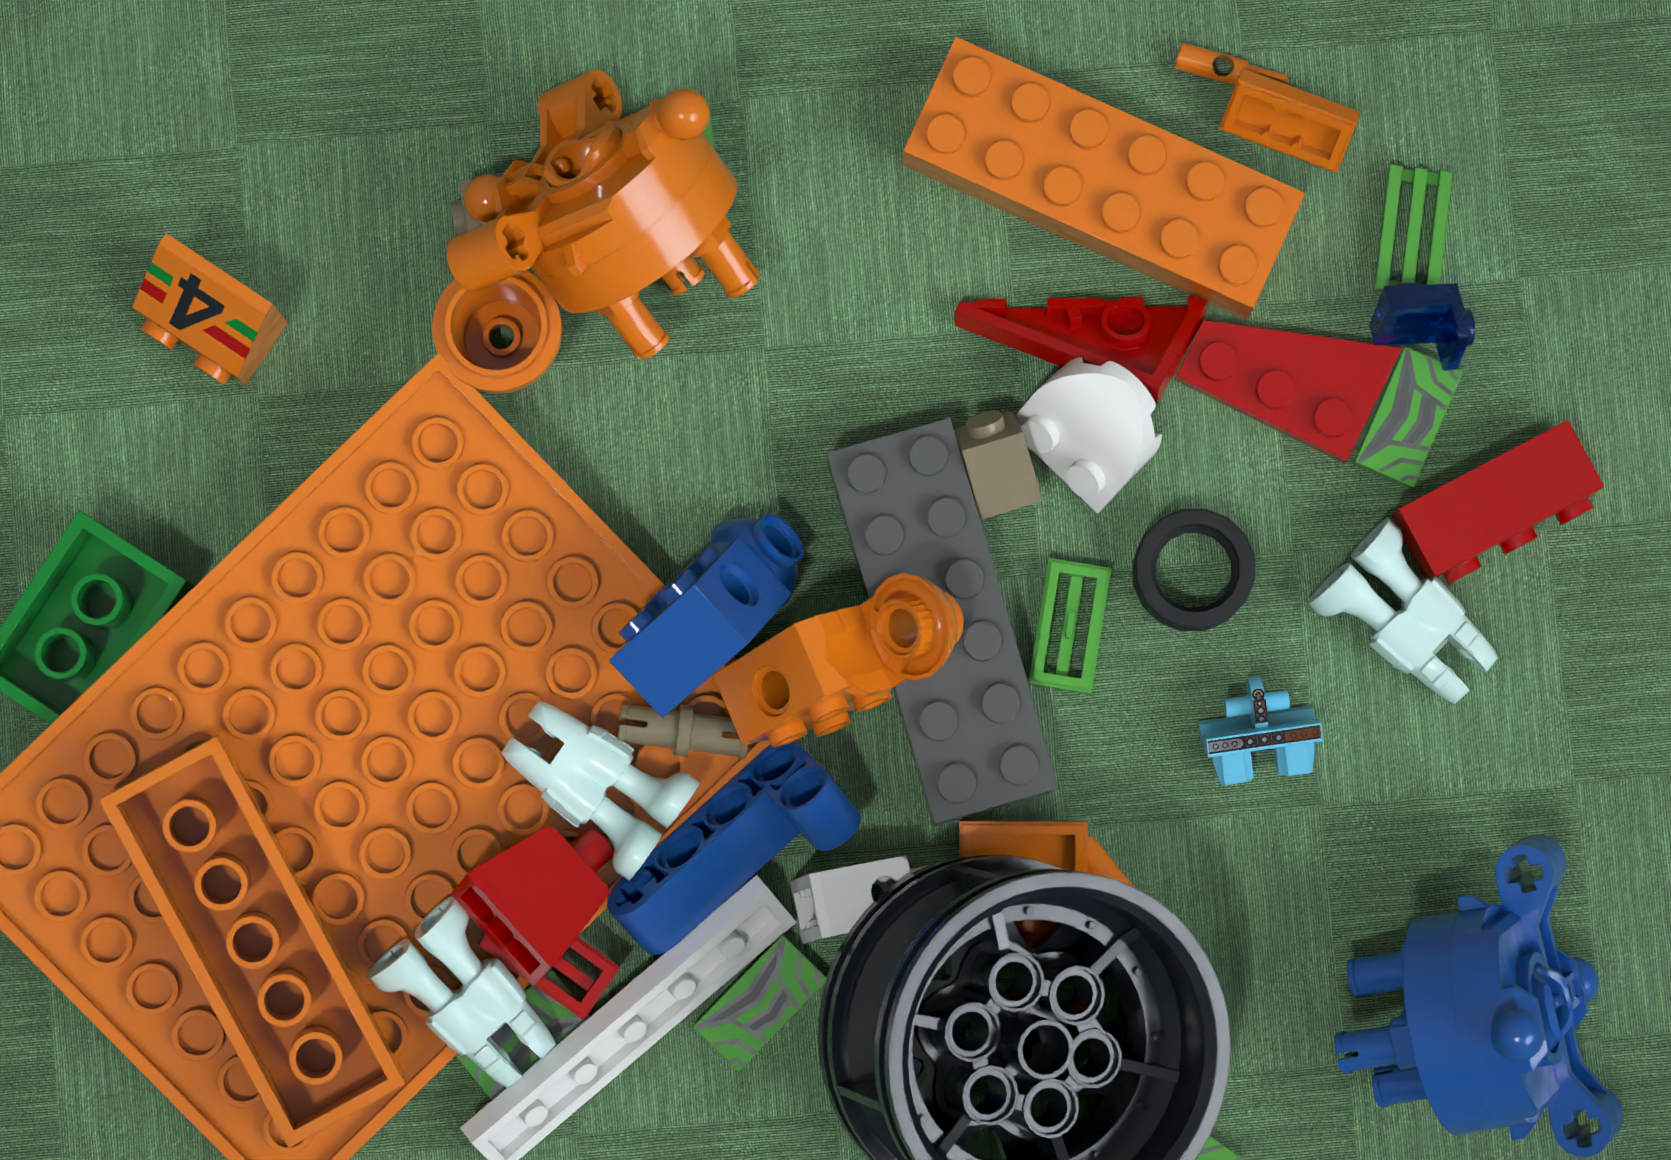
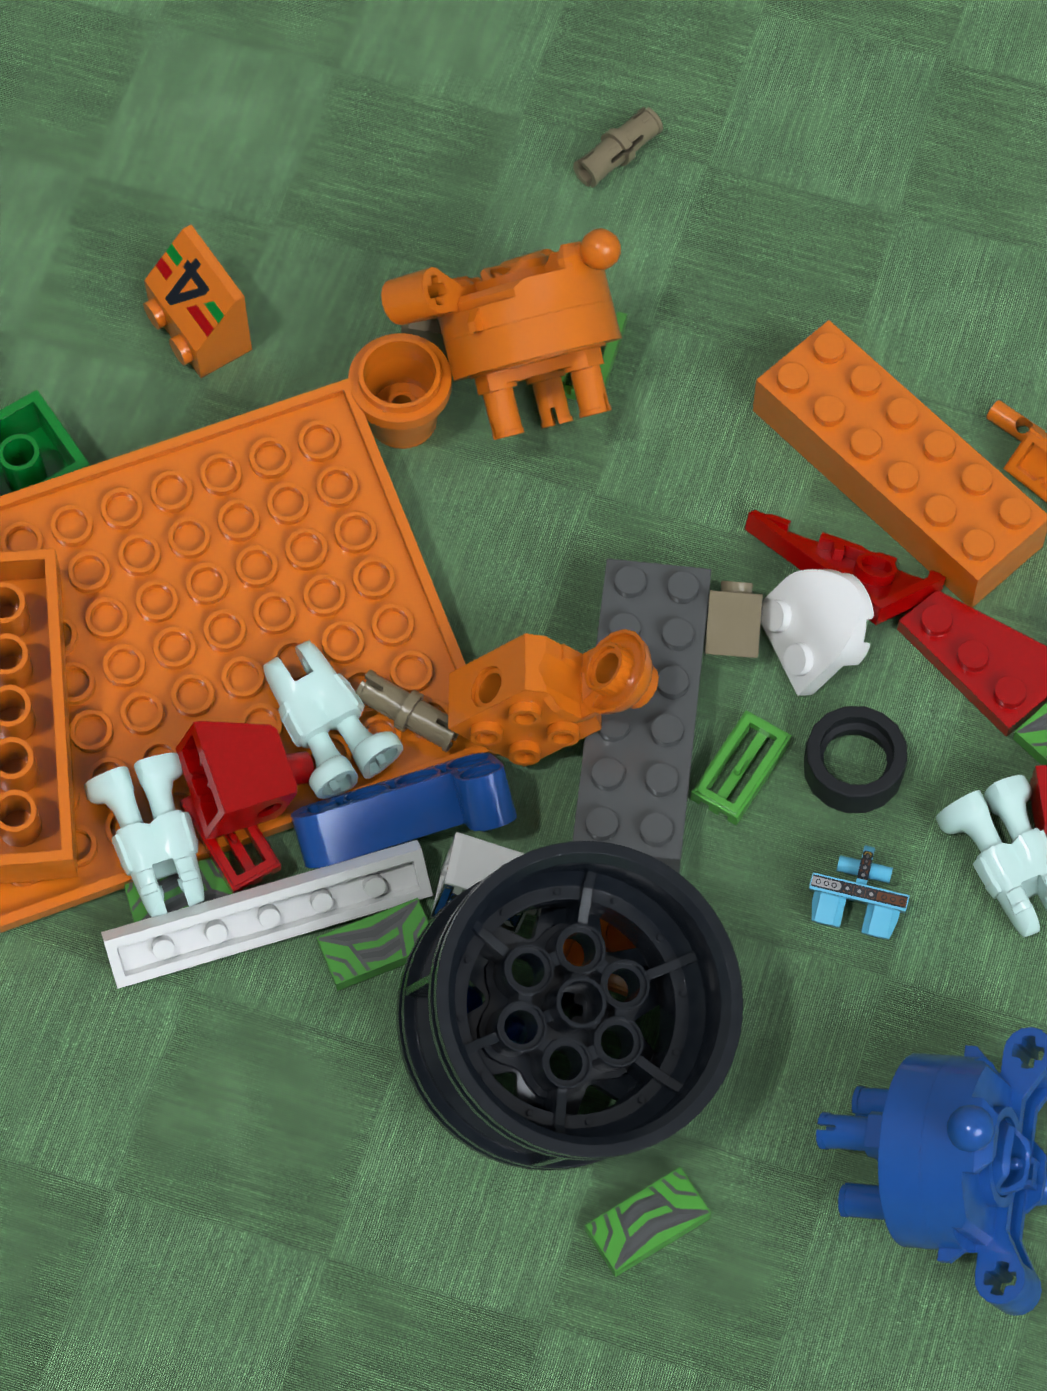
camera: 25 degrees right, 20 degrees down
(709, 609) = (460, 617): blue brick -> none

